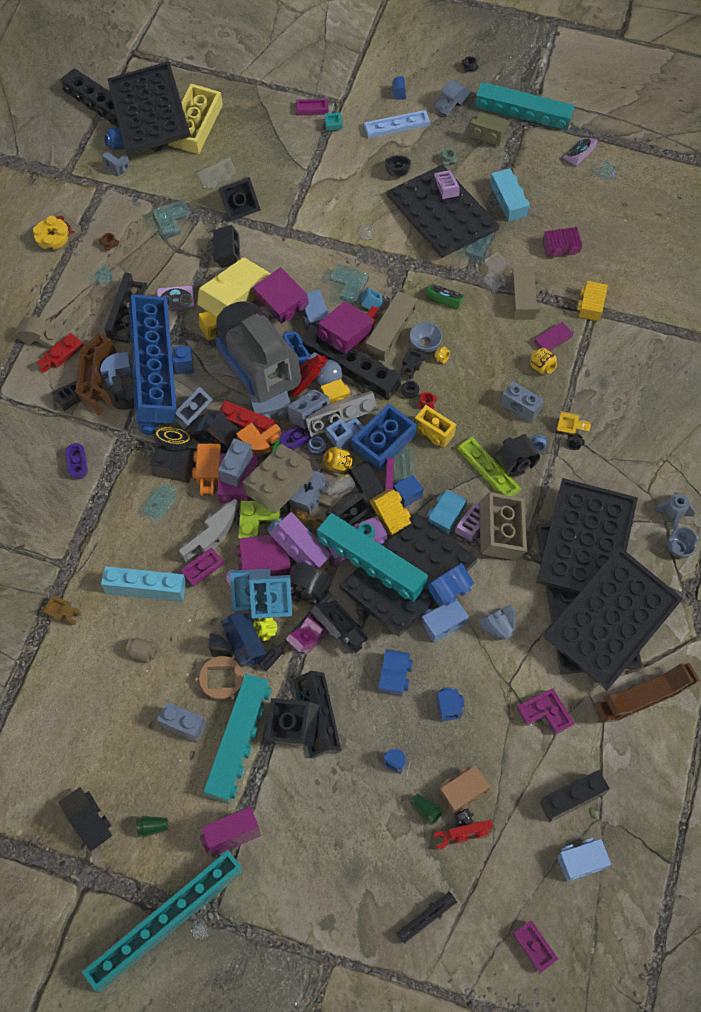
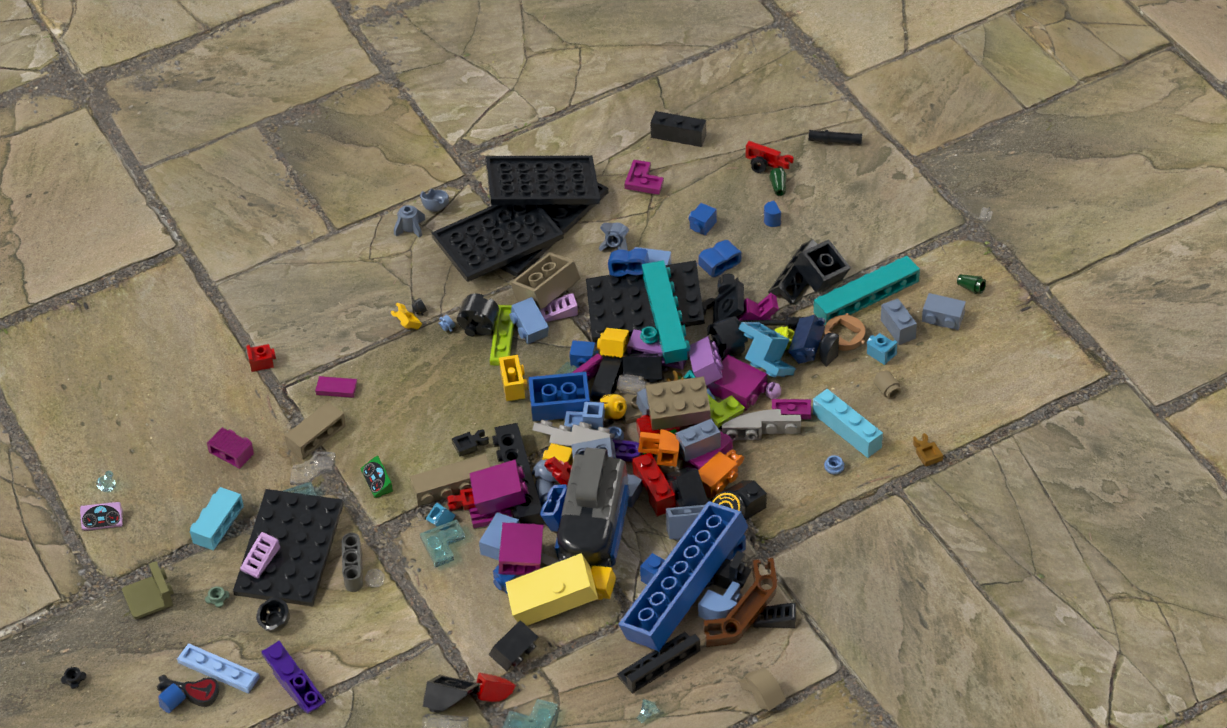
camera: 135 degrees left, 15 degrees down
(60, 352) = (743, 663): red plate -> none
(76, 462) = (819, 557): dark purple plate -> none
(83, 816) = (1015, 309): black brick -> none
(127, 539) = (834, 465): none -> medium blue plate
(151, 767) = (943, 311): none -> sand blue brick
(162, 501) = (781, 479): clear light blue plate -> none
(162, 922) = (1006, 226): teal brick -> none
(178, 297) = (604, 640): slope -> none
(181, 690) = (881, 348): none -> dark azure brick
(216, 220) = (493, 687): none -> red brick
(230, 832) = (921, 238): magenta brick -> none
(333, 121) = (273, 711): teal plate -> none
(336, 143) = (292, 678): none -> dark purple slope
(389, 106) = (199, 693): none -> black piece
(391, 228) = (352, 562): none -> dark grey beam
(410, 385) = (492, 422): black plate -> none
(427, 331) = (436, 444): sand blue piece -> none
(427, 396) = (491, 408): red plate -> none
(442, 355) = (438, 431): yellow plate -> none
(447, 511) = (570, 323): dark azure brick -> none
(452, 93) = (139, 643): sand blue brick -> none
(464, 789) = (743, 174): medium nougat brick -> none
(475, 484) = (529, 320): none -> medium blue brick
(521, 402) = (424, 353): sand blue brick -> none
(524, 106) = (91, 591): teal brick -> none
(535, 946) = (783, 88): magenta plate -> none
(543, 361) = (370, 369): yellow head -> none
(584, 859) = (709, 101): light blue brick -> none
(593, 300) = (271, 386): yellow brick -> none
(630, 315) = (261, 357): none -> red brick
(647, 694) = (565, 143): reddish brown piece -> none

